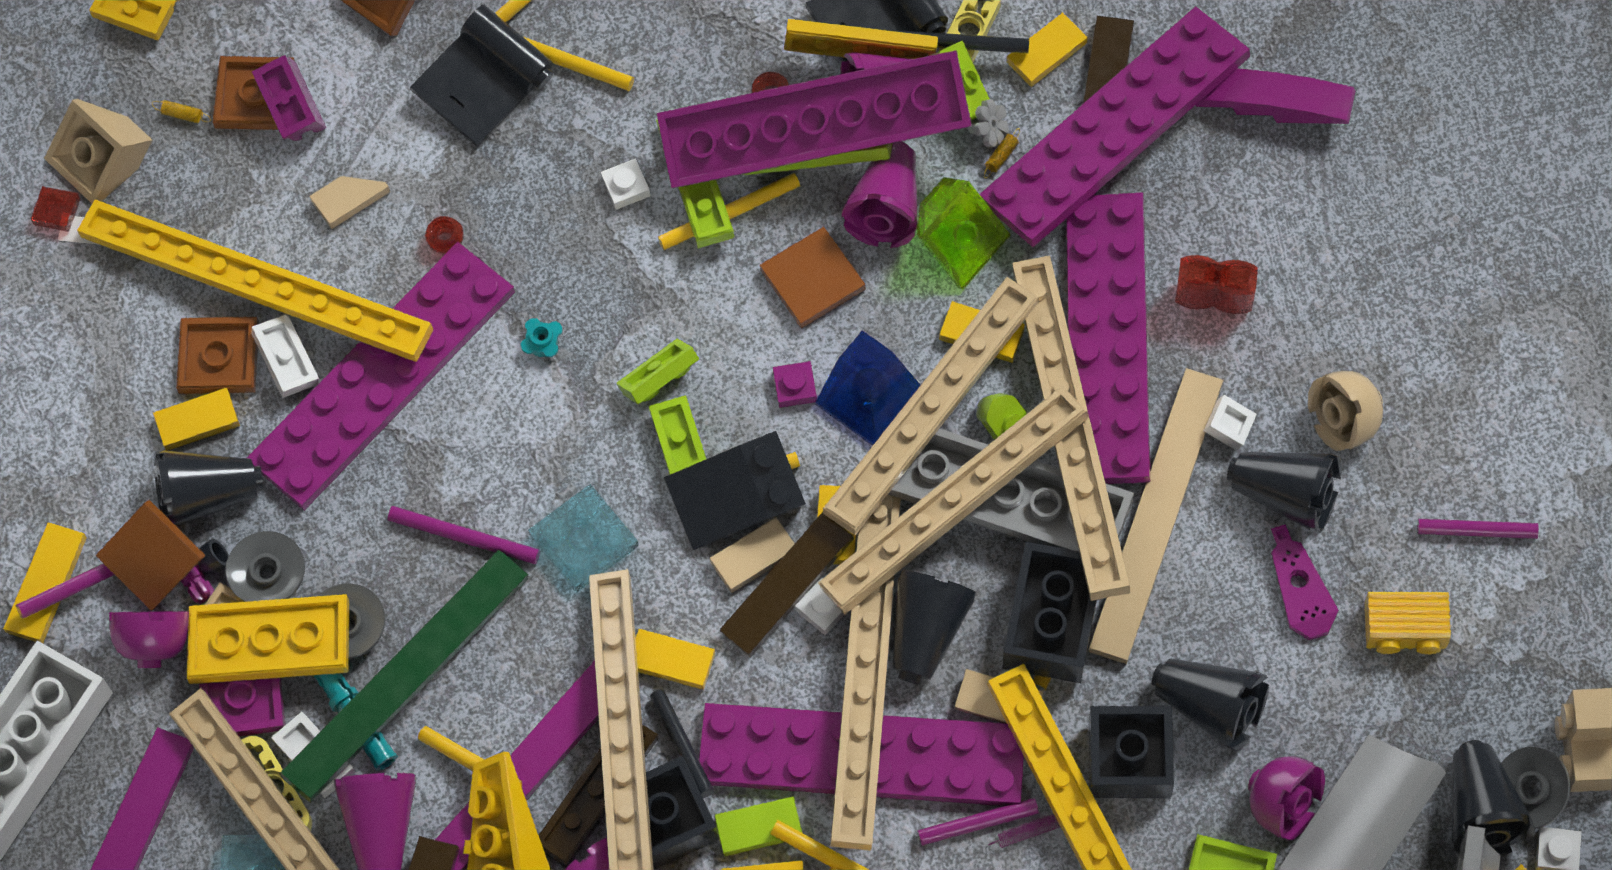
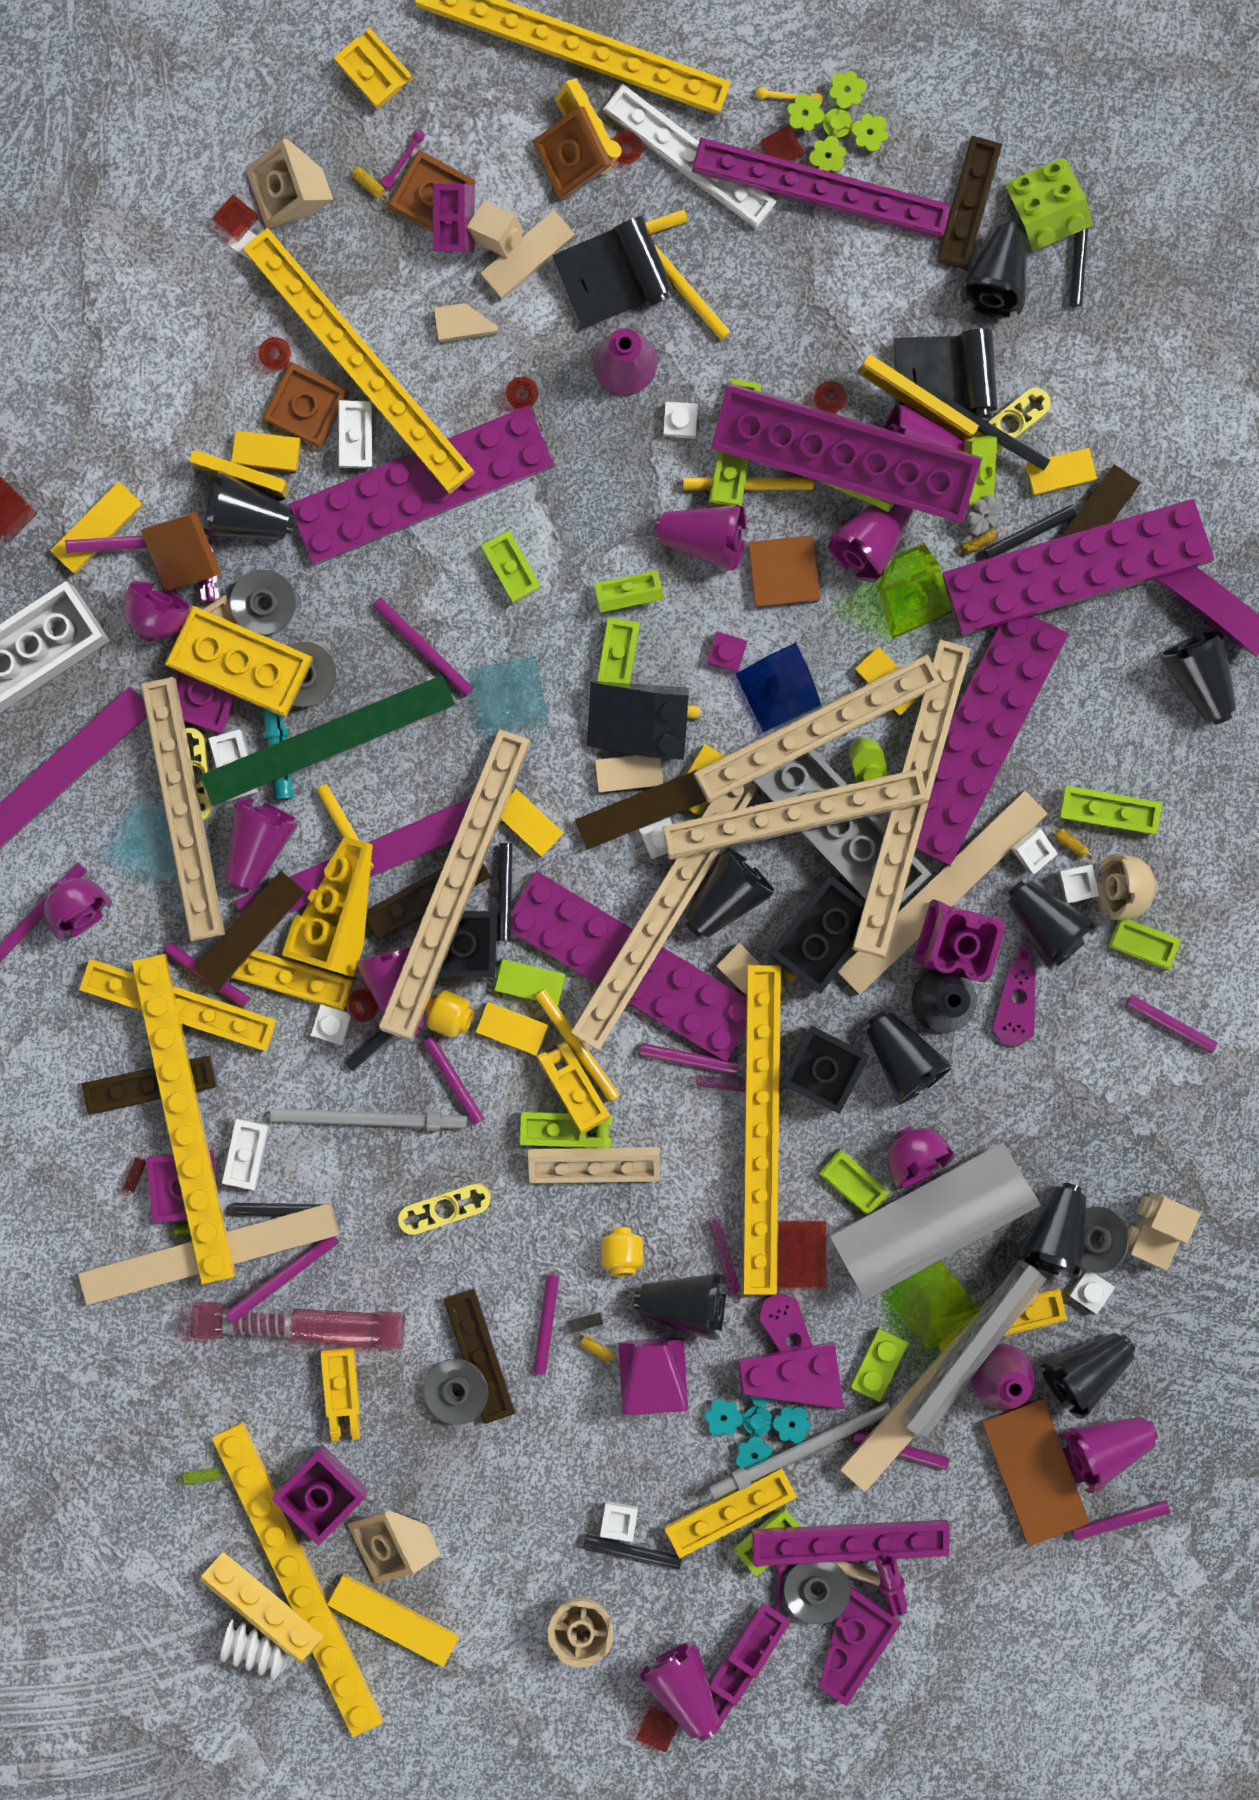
camera: 20 degrees right, 20 degrees up
(139, 457) = (255, 479): none -> yellow tile
(153, 311) = (271, 344): none -> clear red plate
(202, 101) = (388, 180): none -> magenta hinge
(215, 557) = (230, 570): black hinge -> none
(338, 89) = (495, 229): none -> tan brick
(383, 103) = (533, 252): none -> tan tile
(519, 407) = (511, 566): none -> lime plate
(536, 150) = (625, 362): none -> magenta cone
(541, 348) = (554, 508): teal plate -> none
(709, 275) = (705, 534): none -> magenta cone
(1050, 117) = (1030, 532): none -> black bar
(1201, 544) = (959, 942): none -> magenta piece
(1222, 285) = (1089, 743): clear red brick -> none
(1222, 620) = (931, 1001): none -> black cone
(1265, 399) = (1071, 843): none -> yellow piece
(1286, 345) = (1110, 810): none -> lime plate
(1296, 432) = (1078, 884): none -> white plate
(1306, 166) = (1203, 674): none -> black cone
(1400, 461) = (1144, 943): none -> lime tile
(1407, 621) = (1079, 1070): yellow brick -> none

